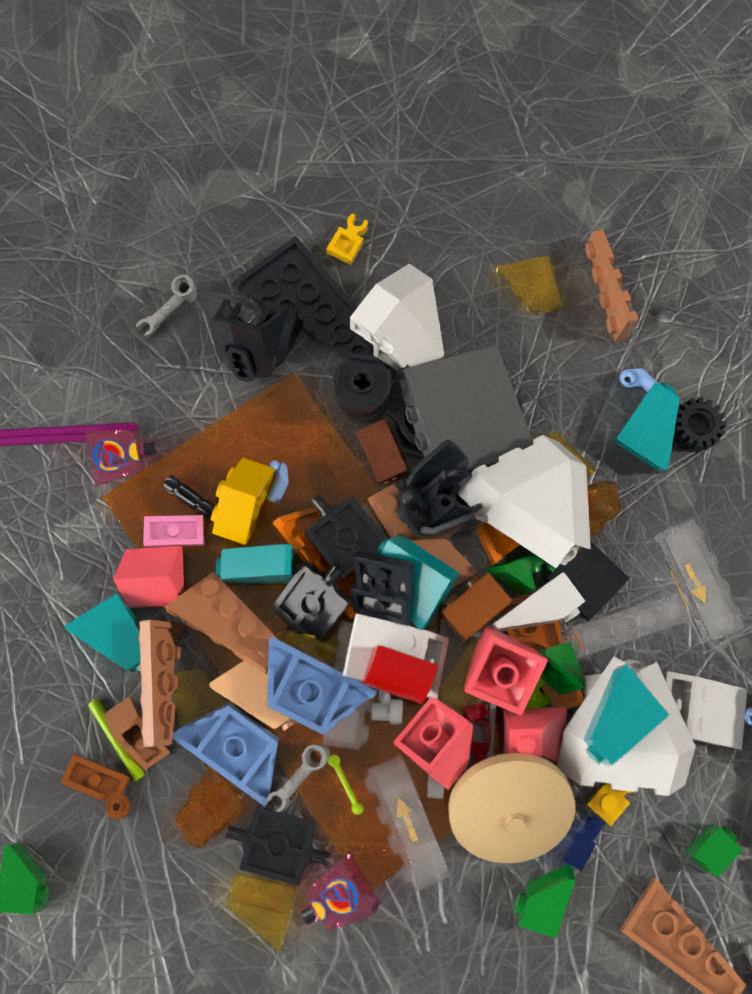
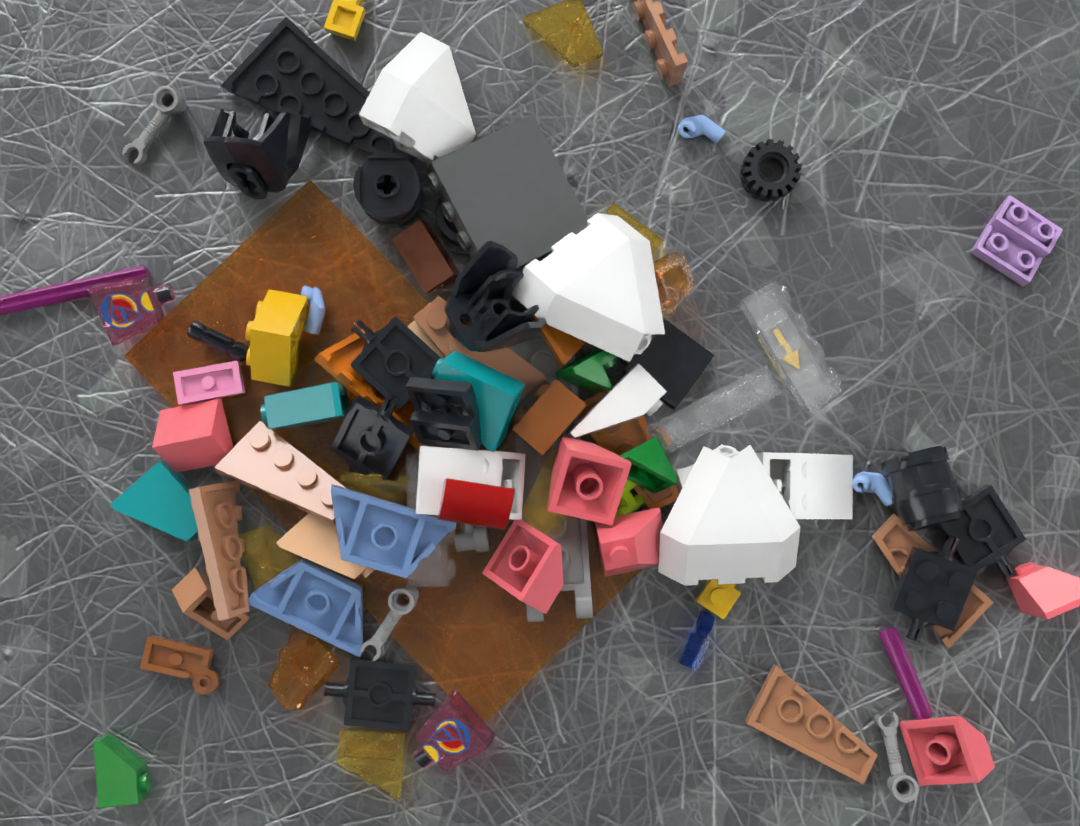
camera: 15 degrees left, 10 degrees up
(131, 765) = (212, 638): lime bar -> none
(357, 808) = (425, 600): lime hinge -> none
(408, 823) = (509, 650): clear brick -> none
(472, 713) = (559, 532): dark red helmet -> none
(511, 808) = (615, 620): tan dish -> none
(545, 901) = (664, 706): green slope -> none
(622, 717) = (717, 513): teal slope -> none
(652, 427) = (719, 181): teal slope -> none
(715, 849) = (834, 626): green brick -> none

